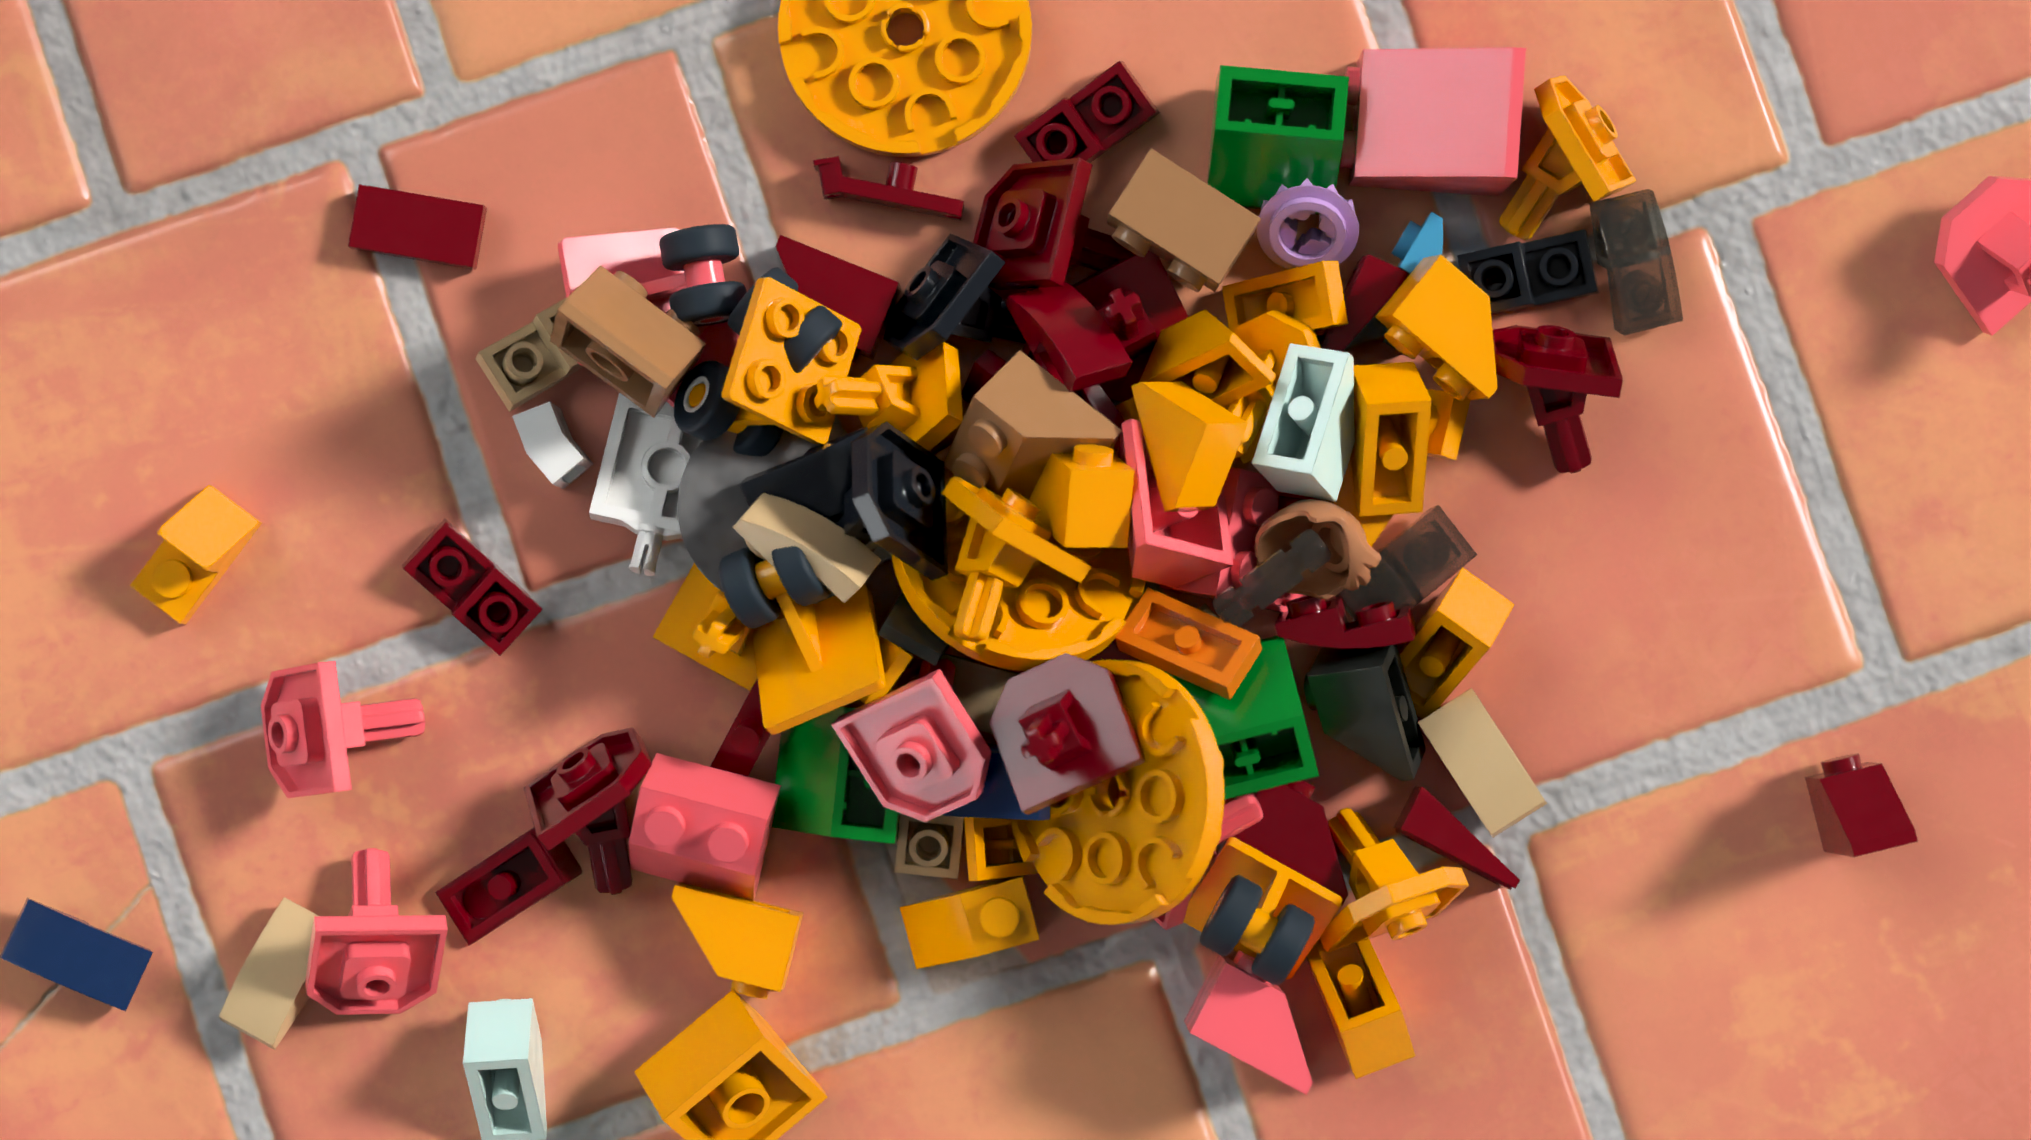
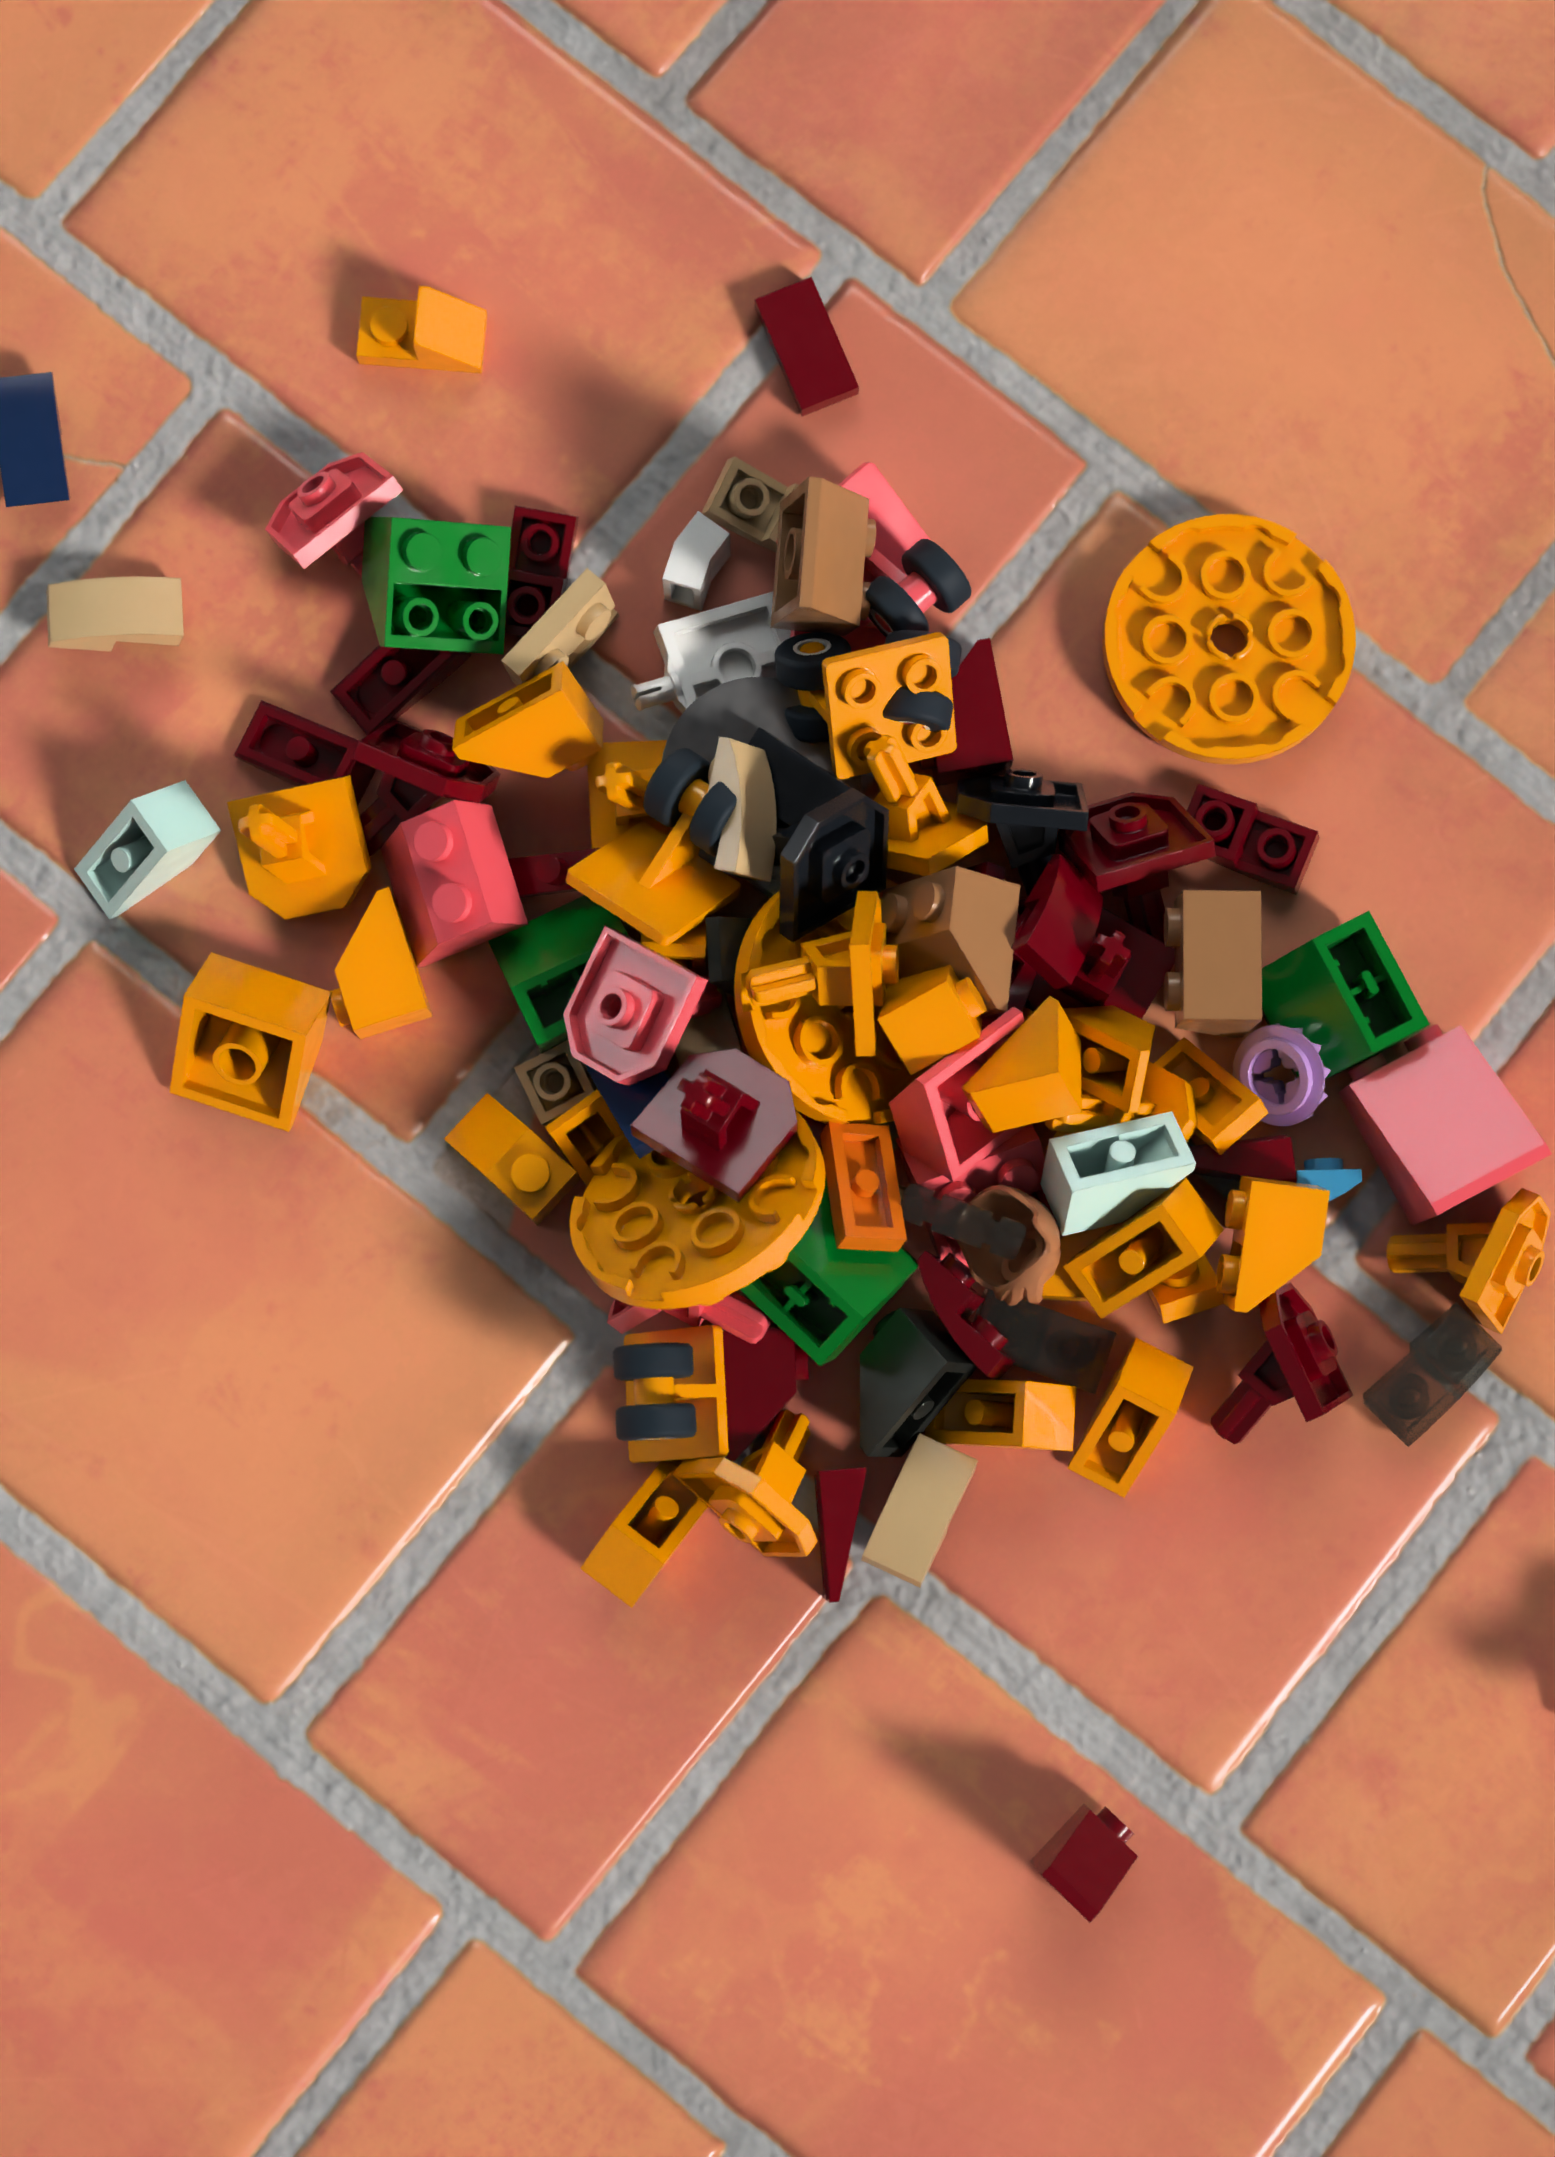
camera: 50 degrees right, 5 degrees down
(373, 955) = (177, 678): coral piece -> none
(433, 681) = (436, 583): none -> green slope
(485, 756) = (393, 682): none -> dark red slope
(546, 601) = (564, 630): none -> tan plate
(589, 936) = (302, 847): none -> light orange piece
(613, 676) = (533, 727): none -> light orange slope
(896, 193) = (1086, 717): dark red piece -> none
(1249, 1021) = (572, 1444): coral slope -> none
(1515, 536) = (1131, 1417): none -> light orange slope
(1533, 271) = (1364, 1292): black slope -> none

